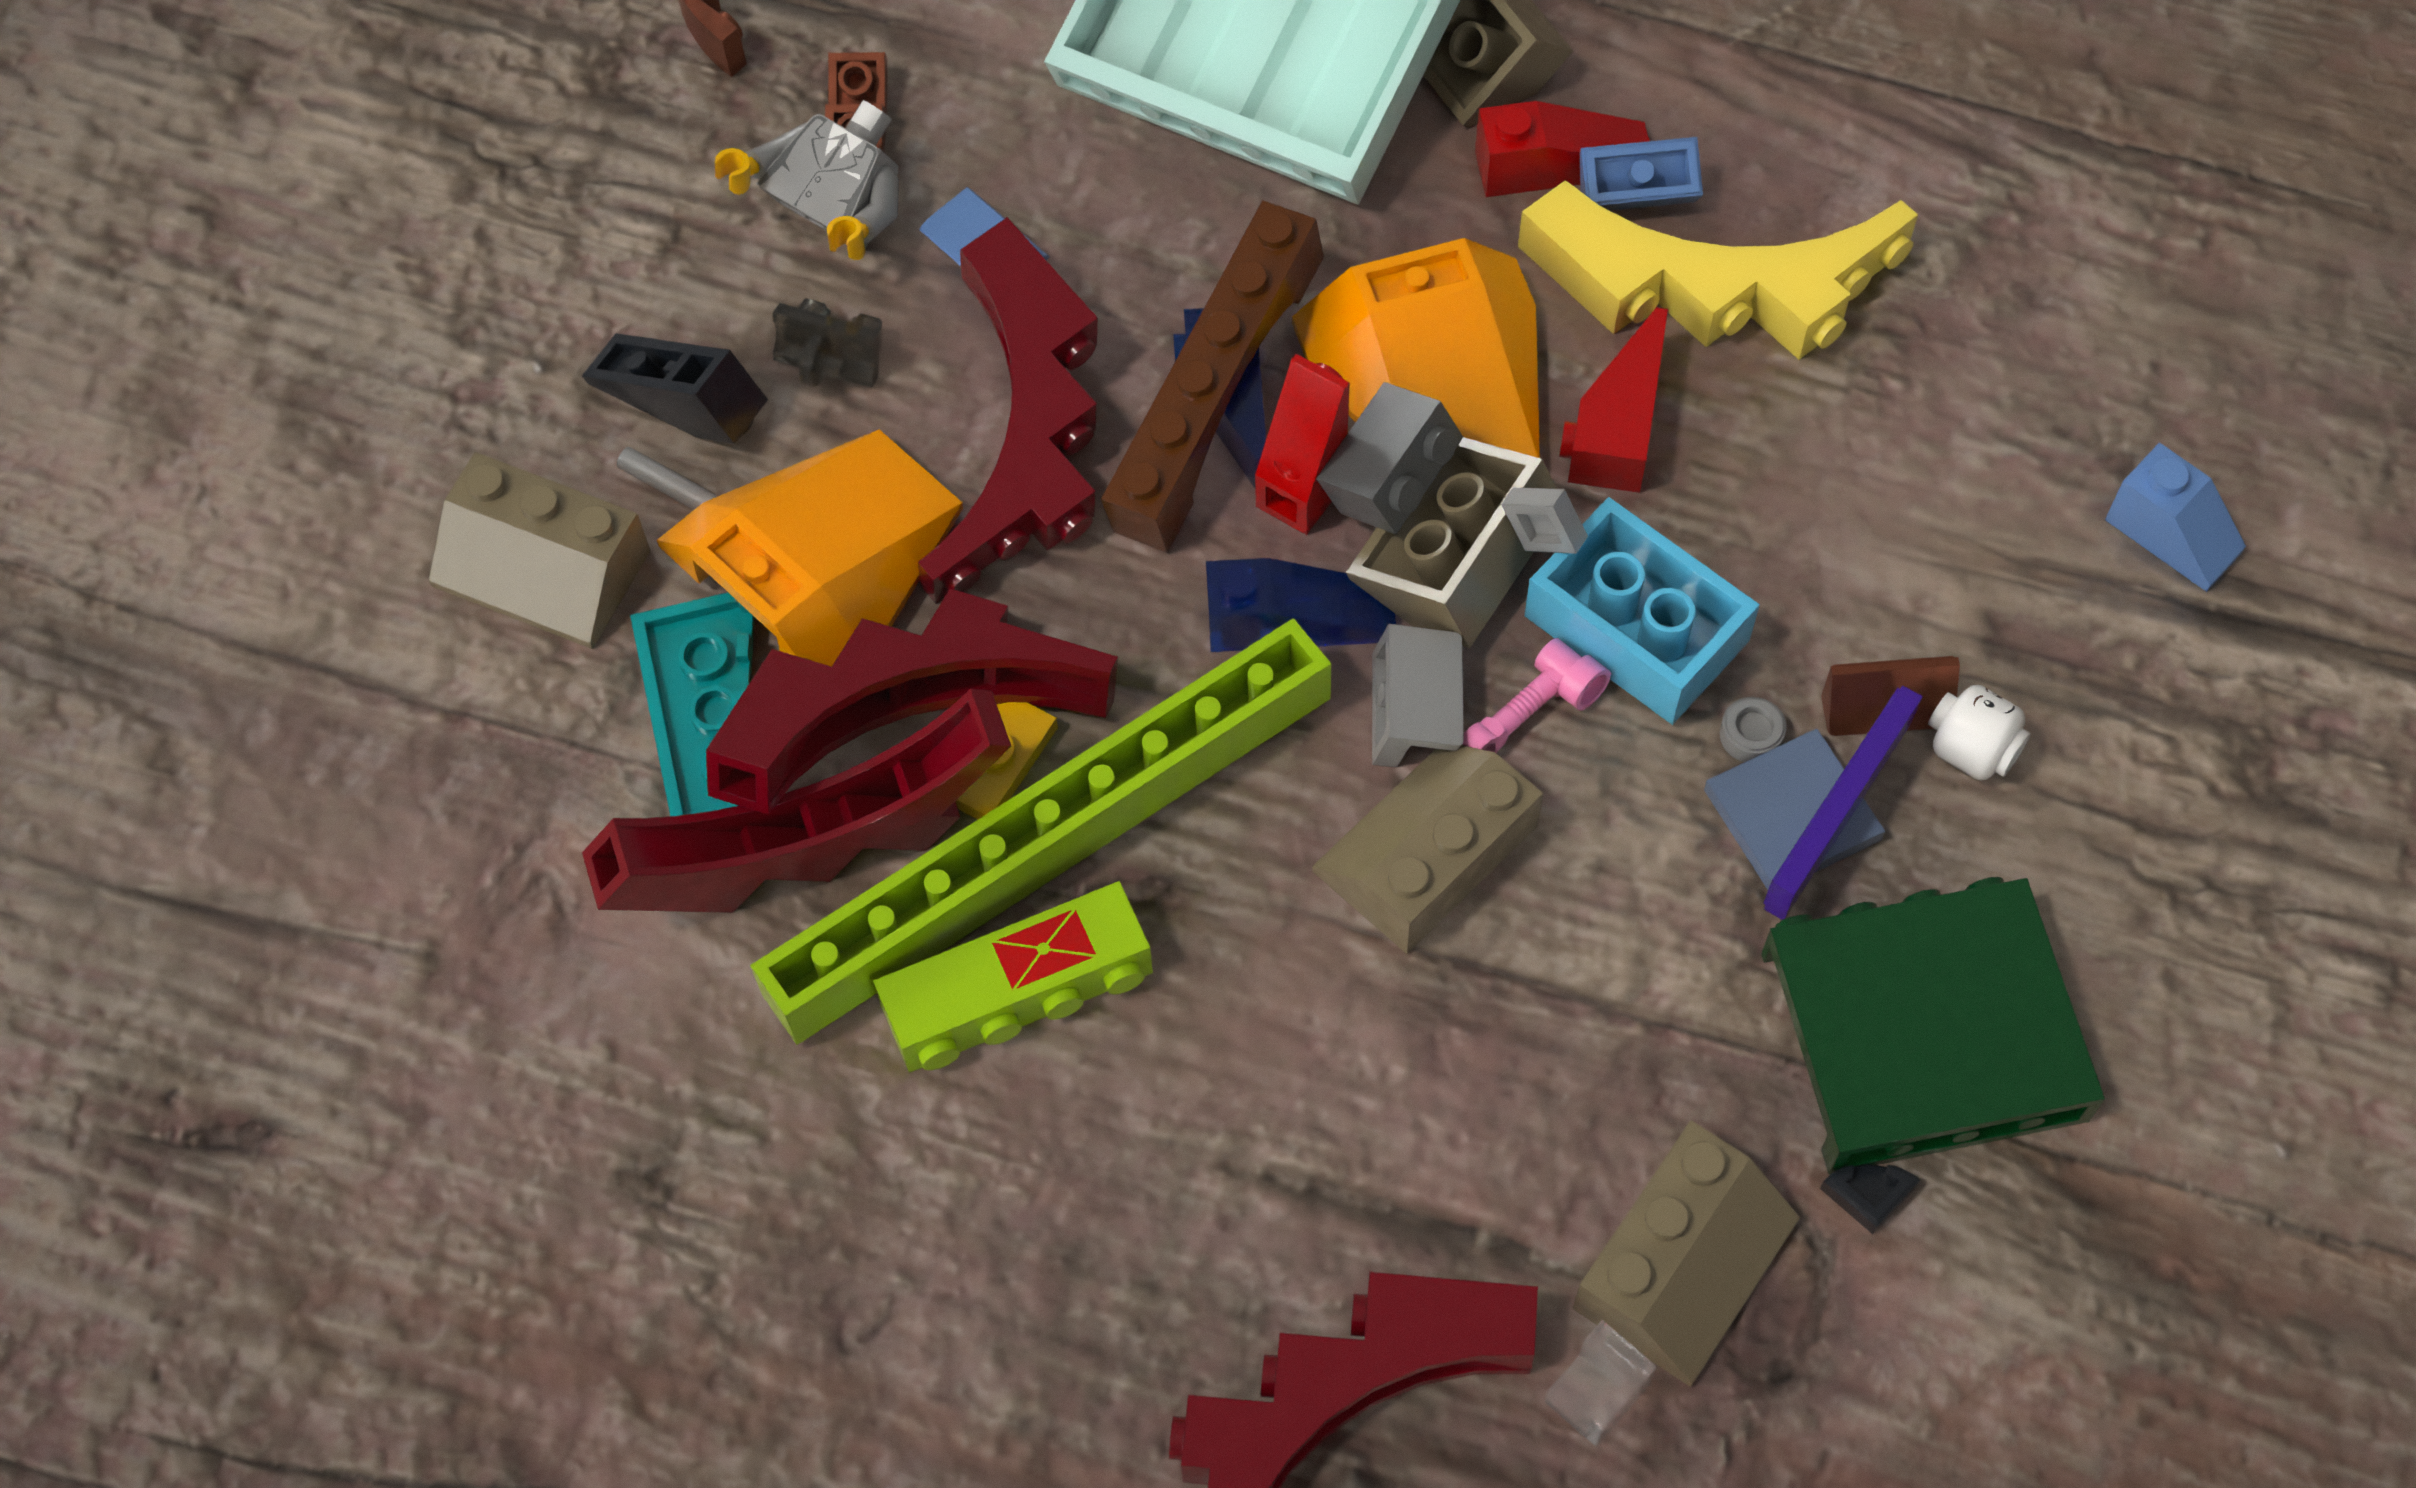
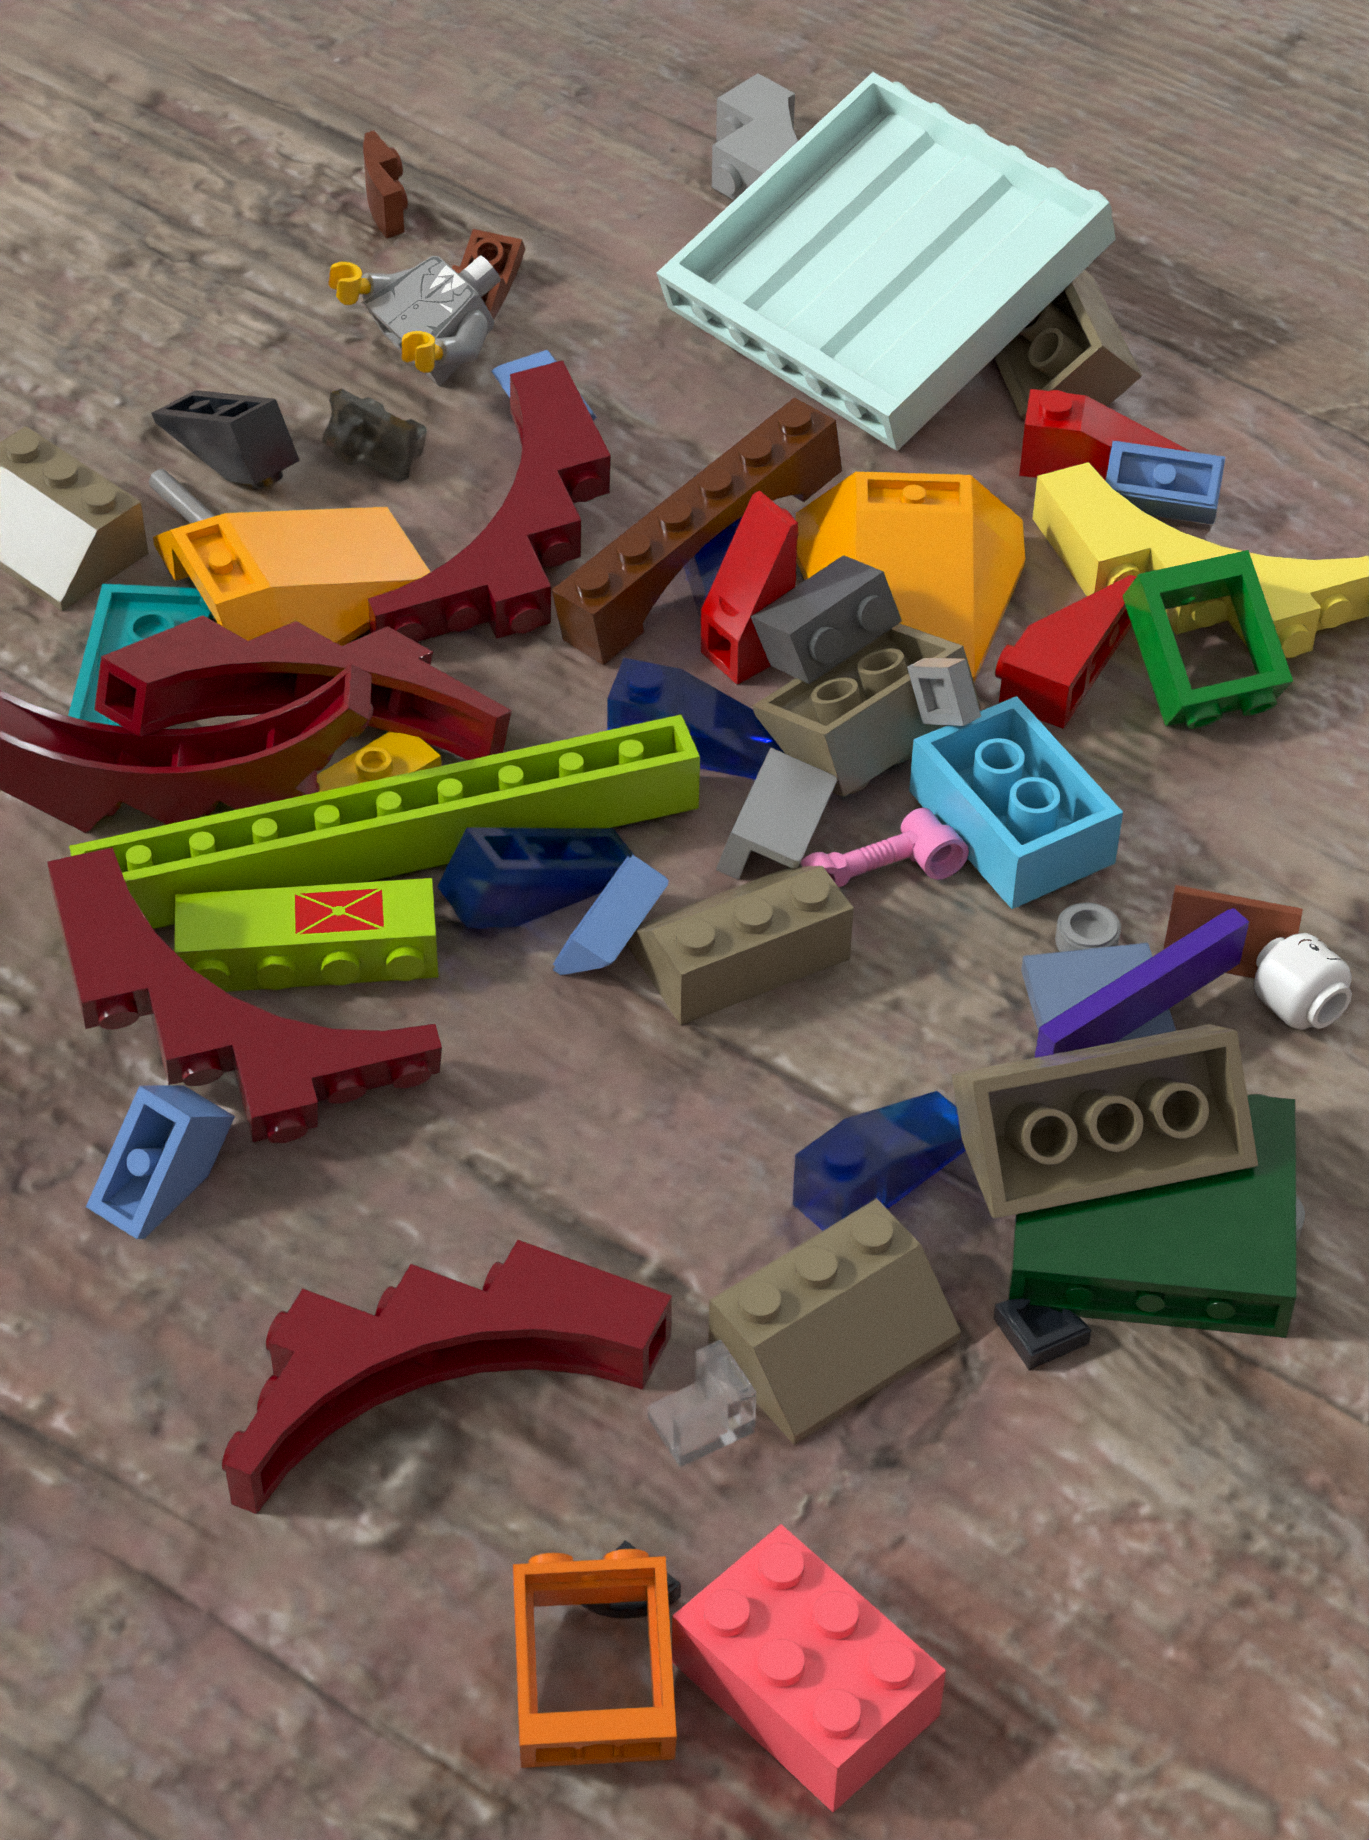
camera: 15 degrees right, 15 degrees down
(868, 1092) = (203, 1031): none -> dark red arch
(977, 1280) = (158, 1157): none -> medium blue slope
(1206, 831) = (528, 872): none -> clear blue slope
(1303, 863) = (612, 918): none -> medium blue slope
(1661, 1054) = (875, 1157): none -> clear blue slope
(1715, 387) = (1193, 583): none -> green window
(1873, 966) = (1106, 1119): none -> dark tan slope

